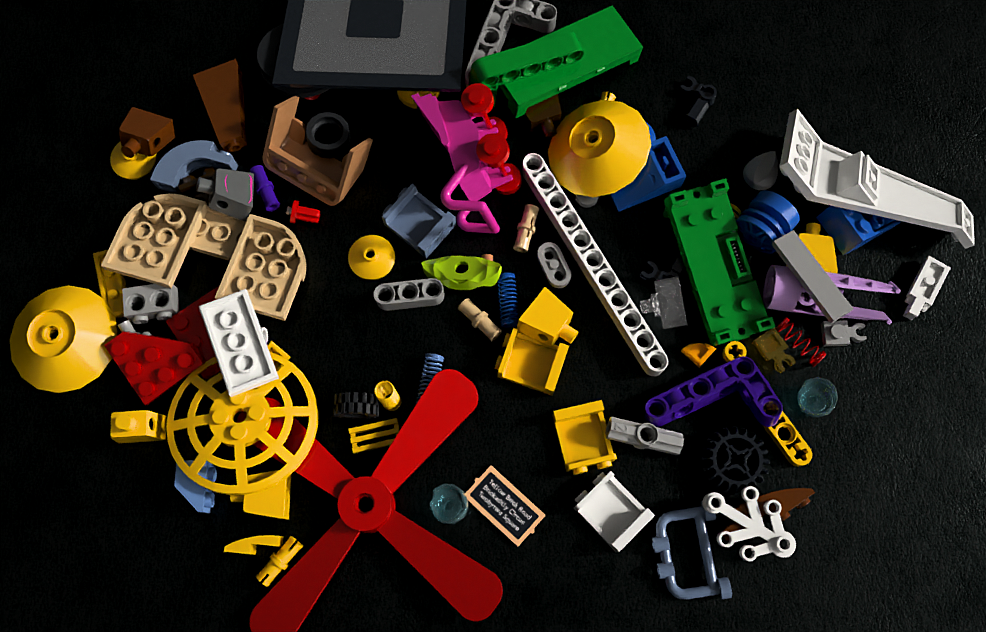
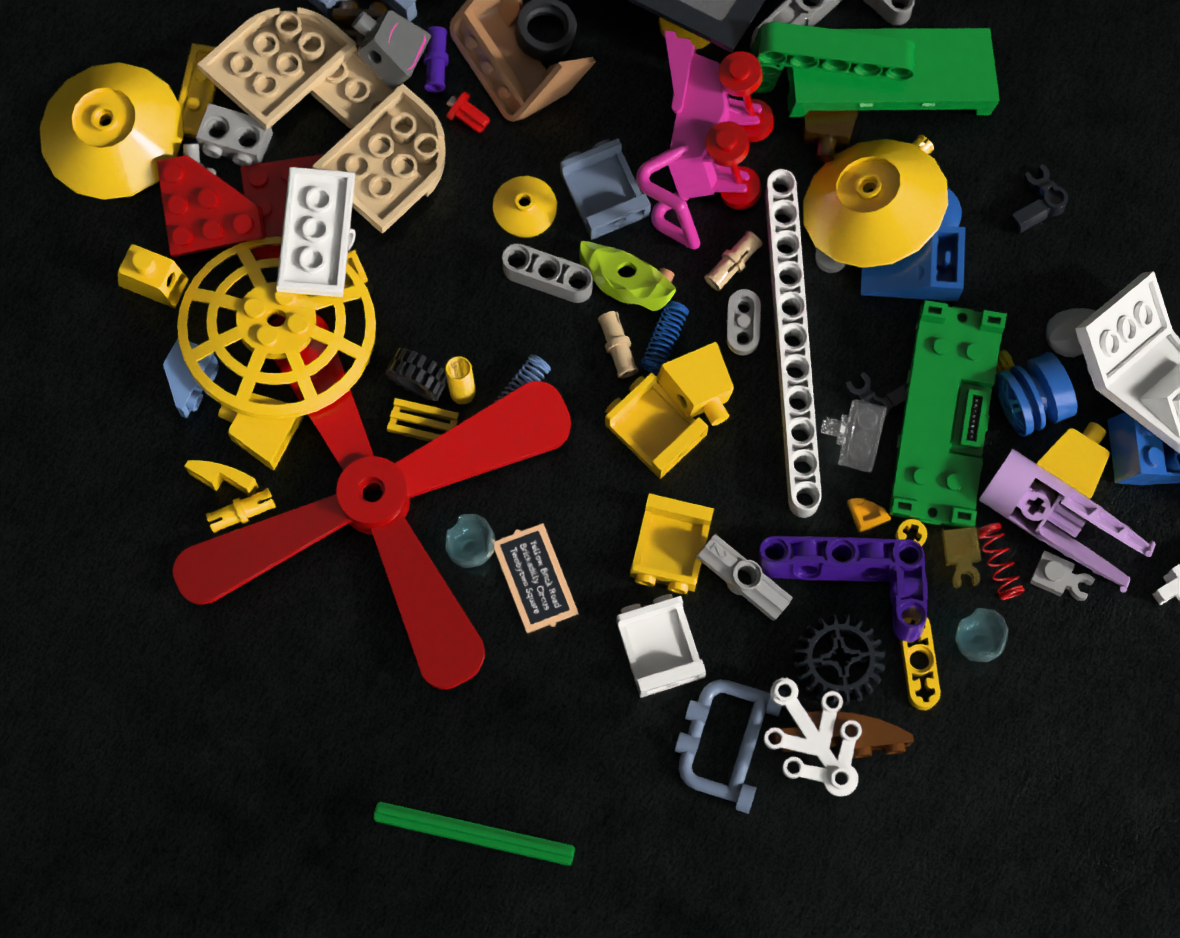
camera: 25 degrees right, 0 degrees up
(812, 276) = (1047, 483): light grey tile -> none

